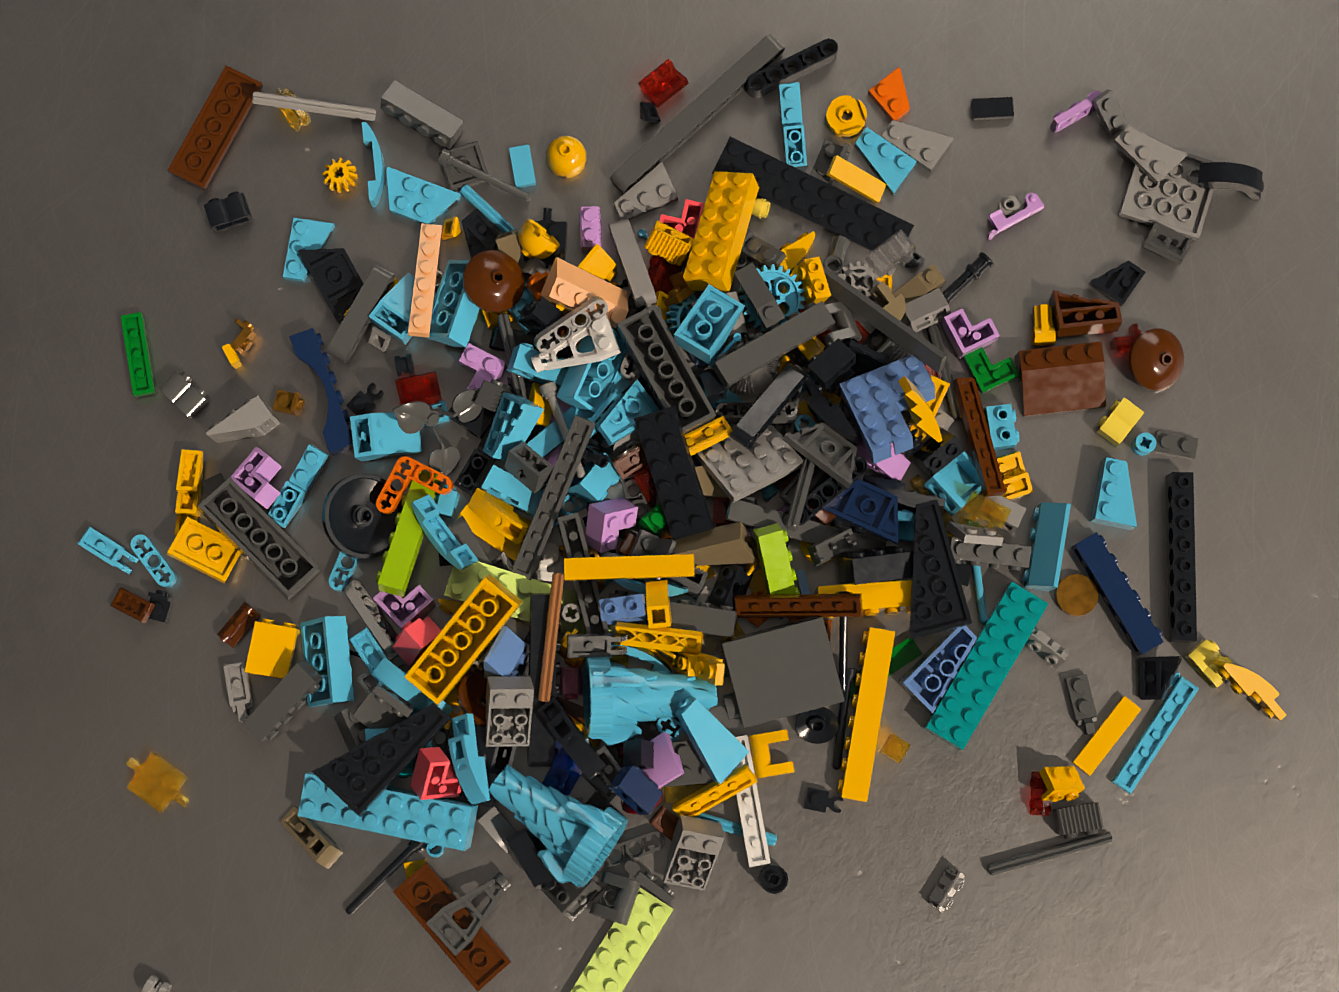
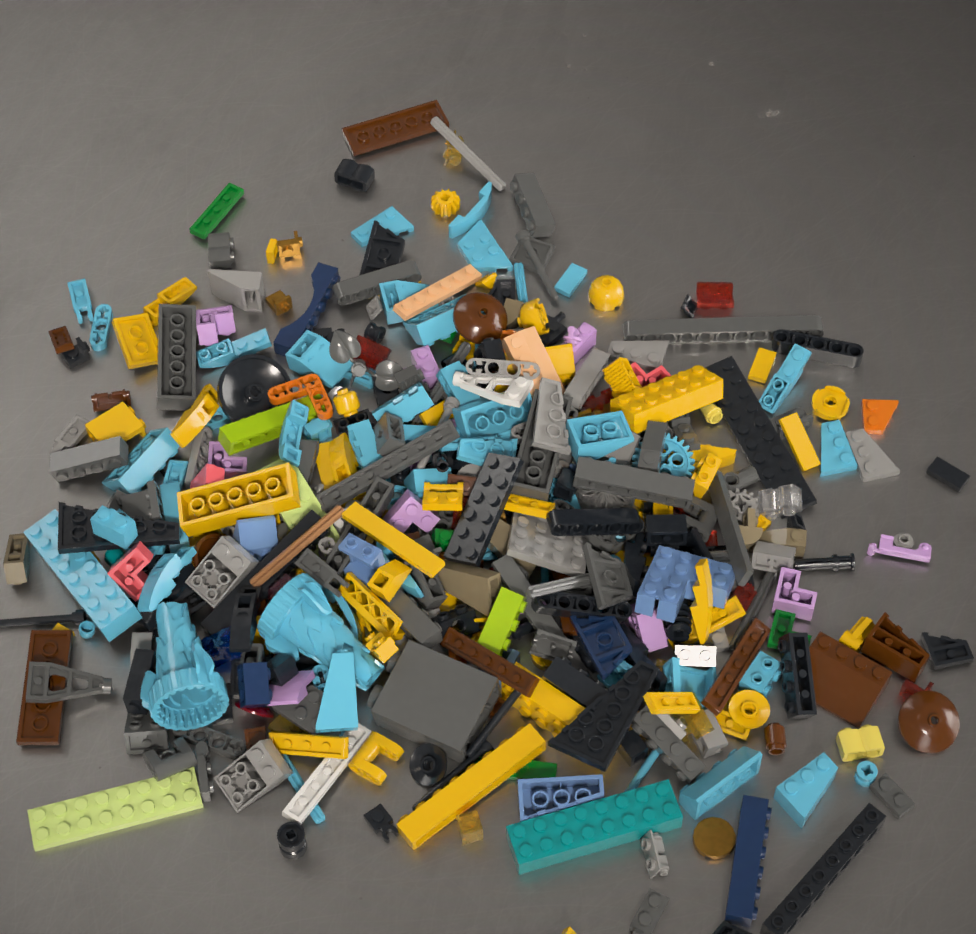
camera: 45 degrees right, 25 degrees down
(338, 585) = (196, 417): none -> yellow slope
(389, 758) = (114, 526): none -> medium azure brick
(454, 461) = (346, 402): none -> yellow head
(591, 237) = (572, 336): none -> lavender plate
(630, 494) = (443, 497): none -> yellow plate
(659, 345) = (550, 418): none -> light grey wing
(758, 122) = (762, 365): none -> yellow tile
(973, 523) = (671, 702): none -> yellow tile
(1026, 459) = (750, 701): none -> yellow dish
(1034, 407) = (797, 676): none -> black brick
(1055, 472) = (775, 738): none -> reddish brown brick

